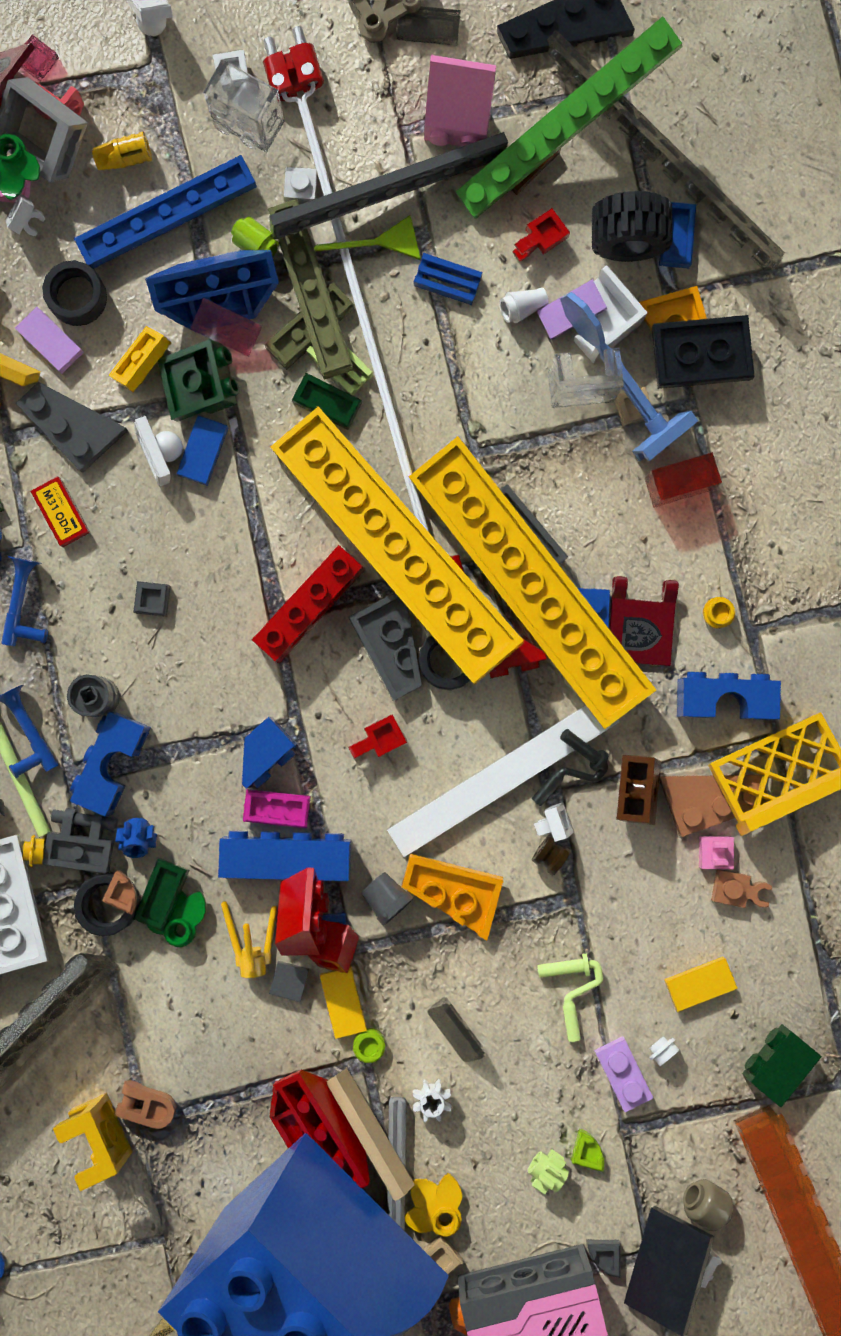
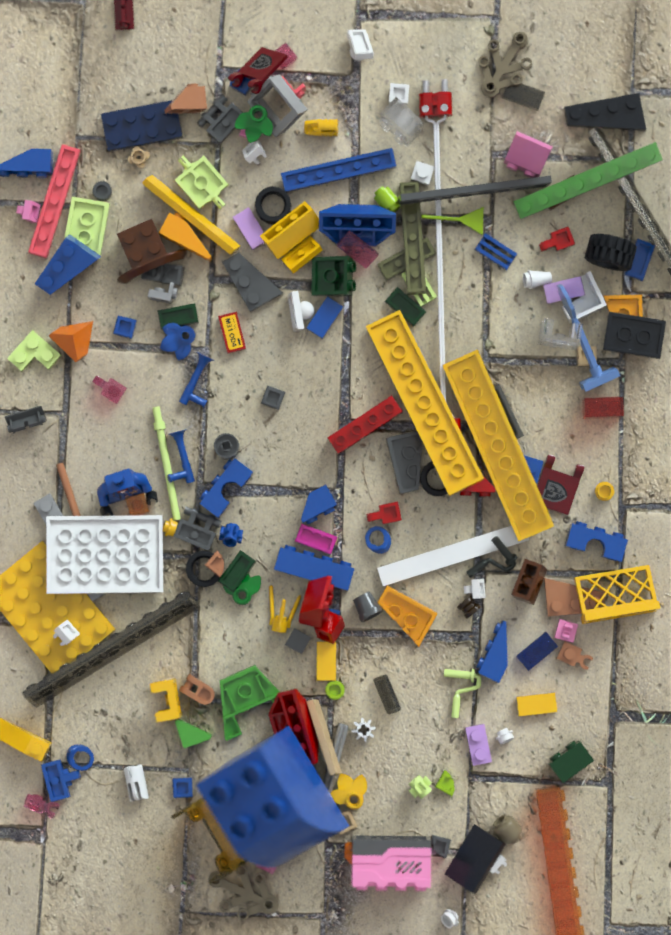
camera: 20 degrees right, 0 degrees up
(80, 1286) = (136, 782): none -> white arm
(111, 323) = (291, 230): none -> yellow brick
(151, 1181) = (190, 734): none -> bright green slope
(160, 1271) = (182, 787): none -> blue tile
(220, 1091) = (243, 692): none -> bright green wing
(392, 790) = (382, 548): none -> blue piece
(616, 930) = (495, 660): none -> blue slope
(678, 897) = (537, 651): none -> clear blue plate

